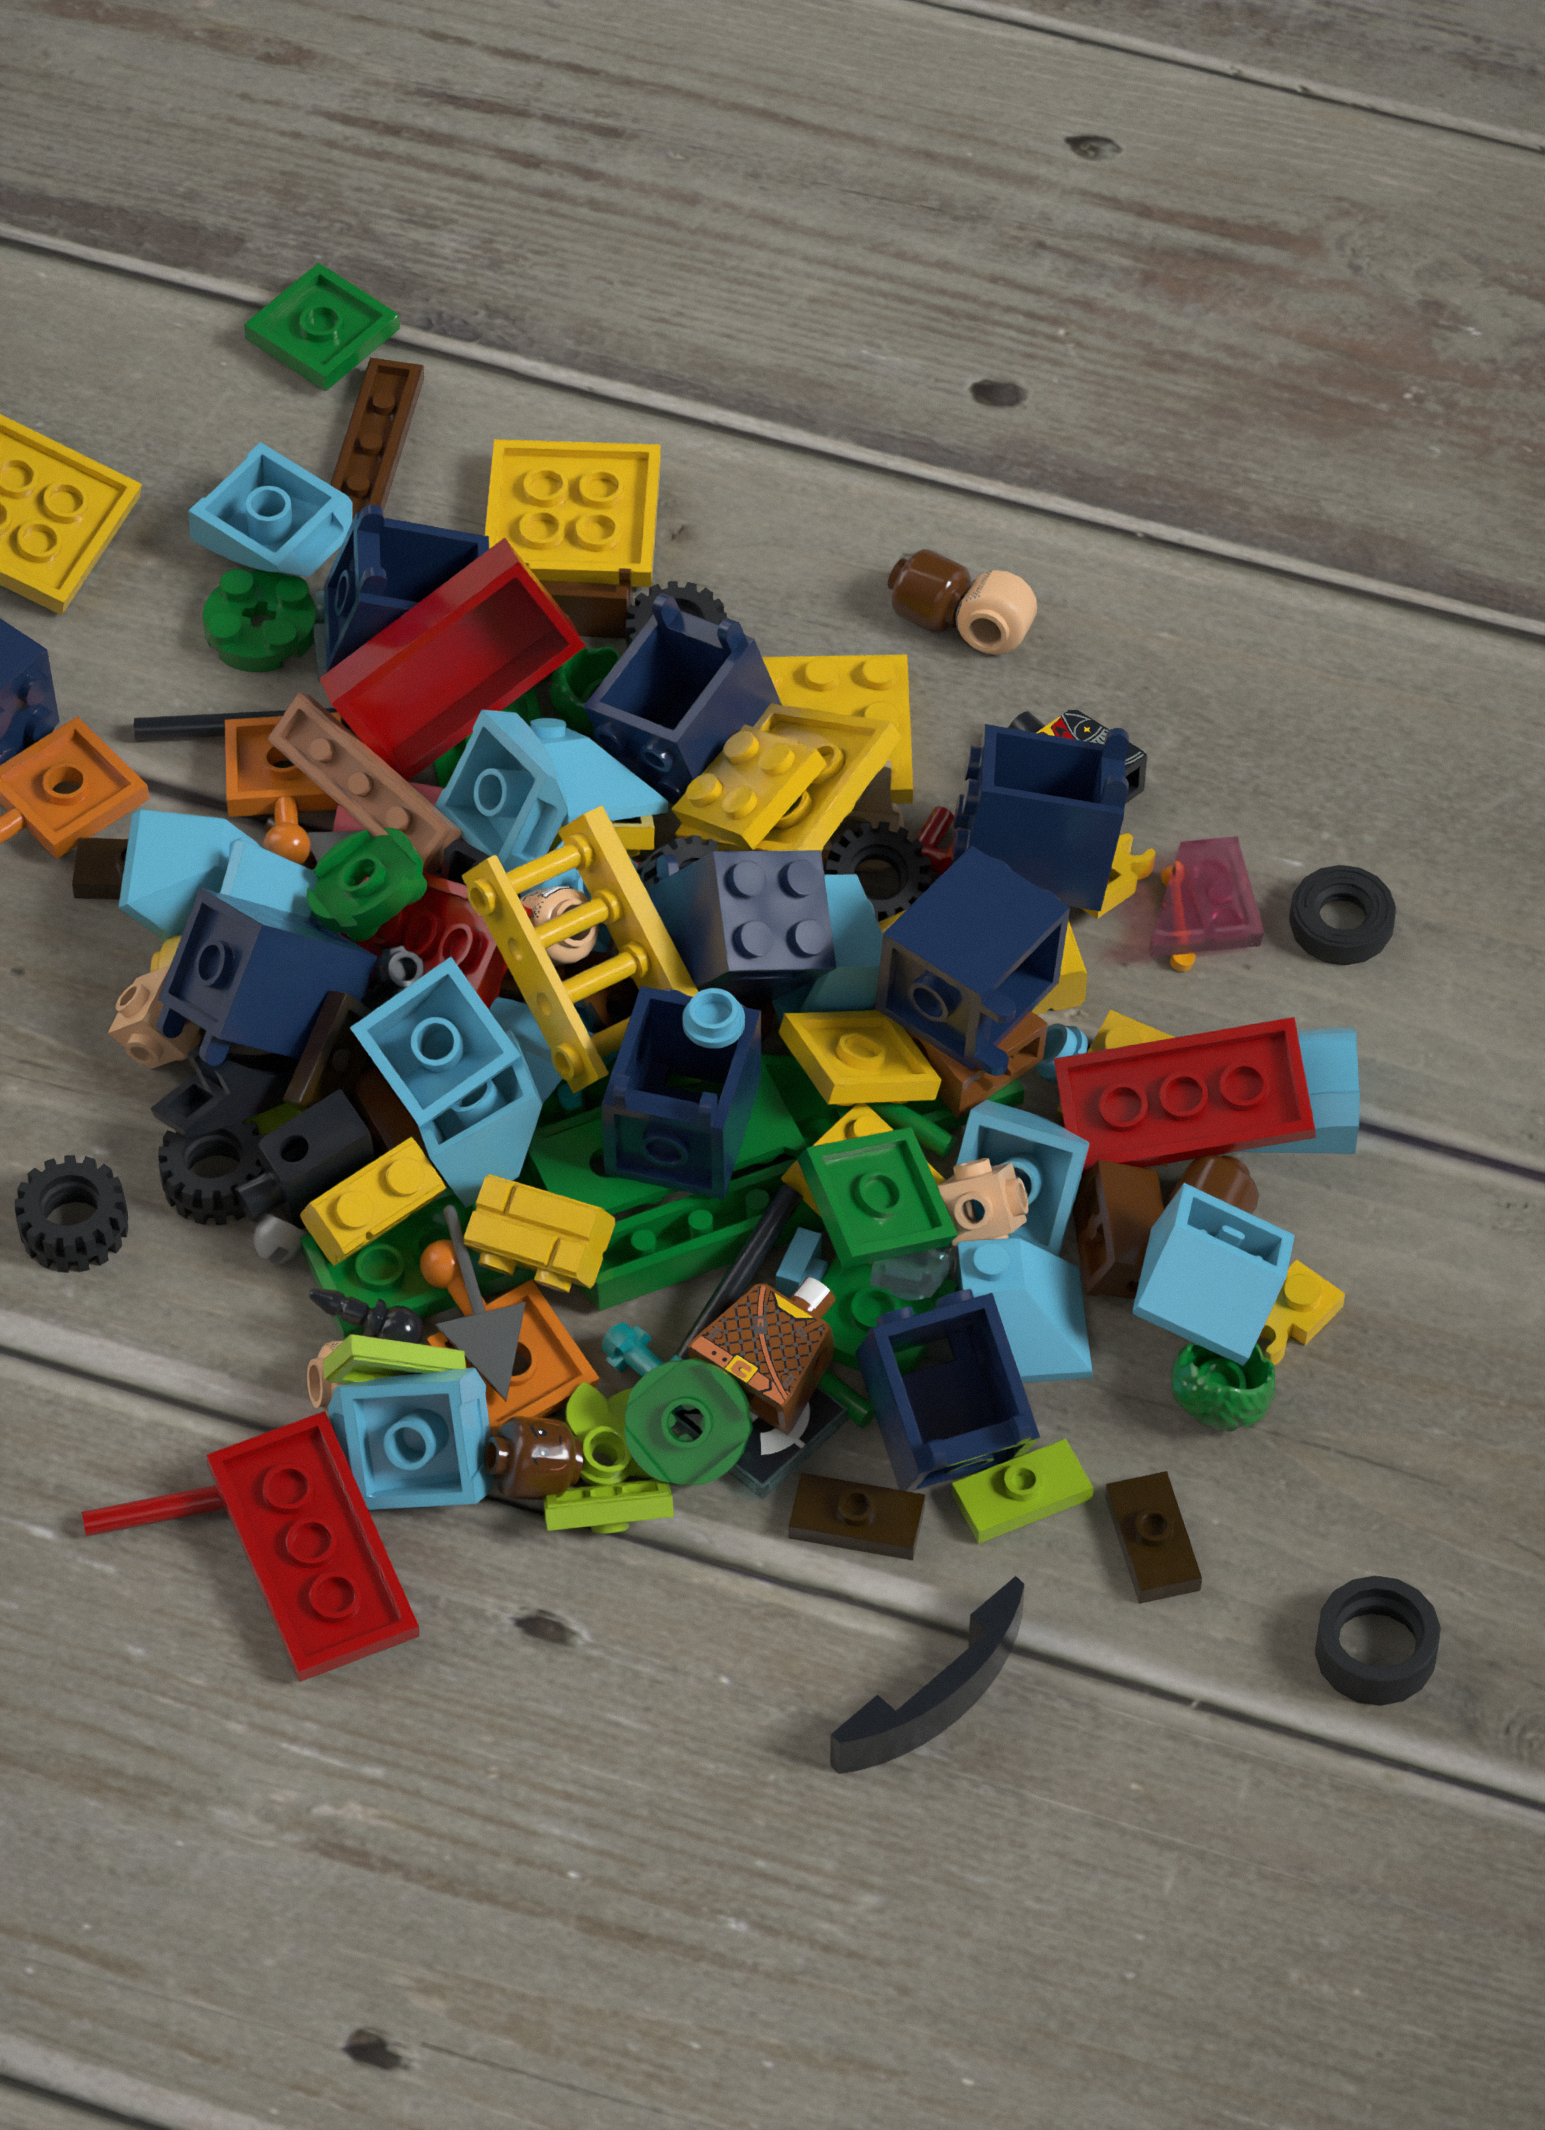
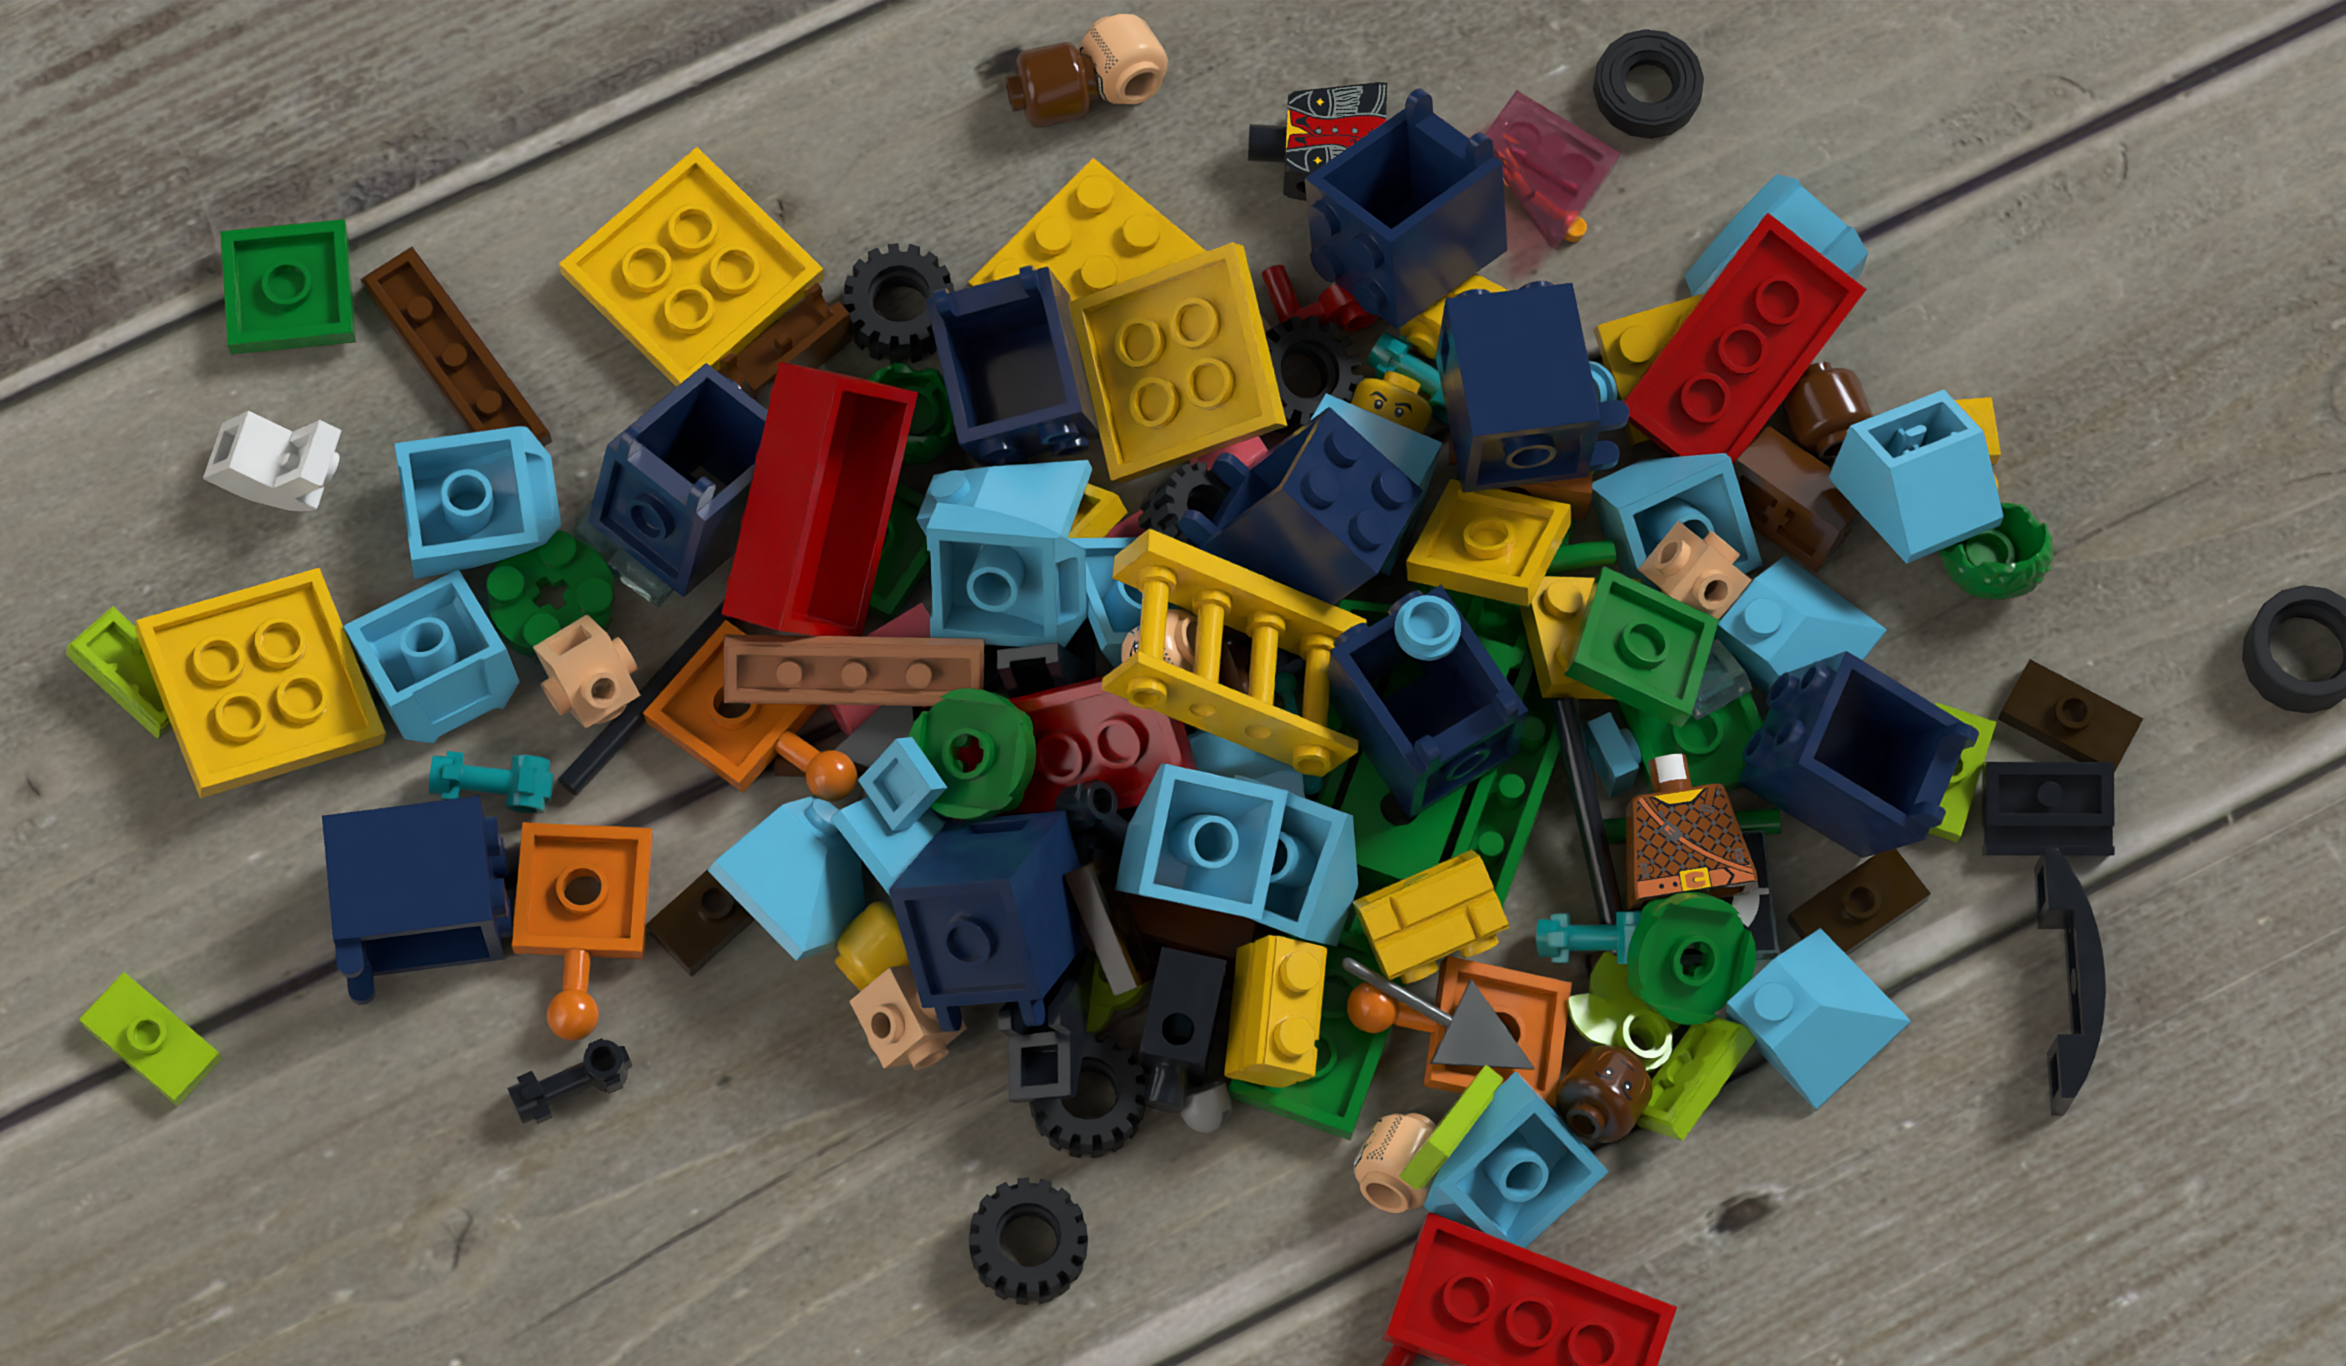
camera: 50 degrees left, 15 degrees up
(107, 703) = (525, 783): none -> teal bar
(139, 587) = (434, 658): none -> medium azure slope
(188, 406) = (274, 463): none -> white brick
(220, 649) = (587, 672): none -> light nougat brick
(300, 857) = (902, 783): none -> medium azure plate
(390, 1323) = (1391, 1094): black bar -> none
(734, 1542) = (1816, 1017): none -> medium azure slope
(749, 786) = (1153, 392): yellow plate -> none
(1064, 1569) = (2048, 807): none -> black plate

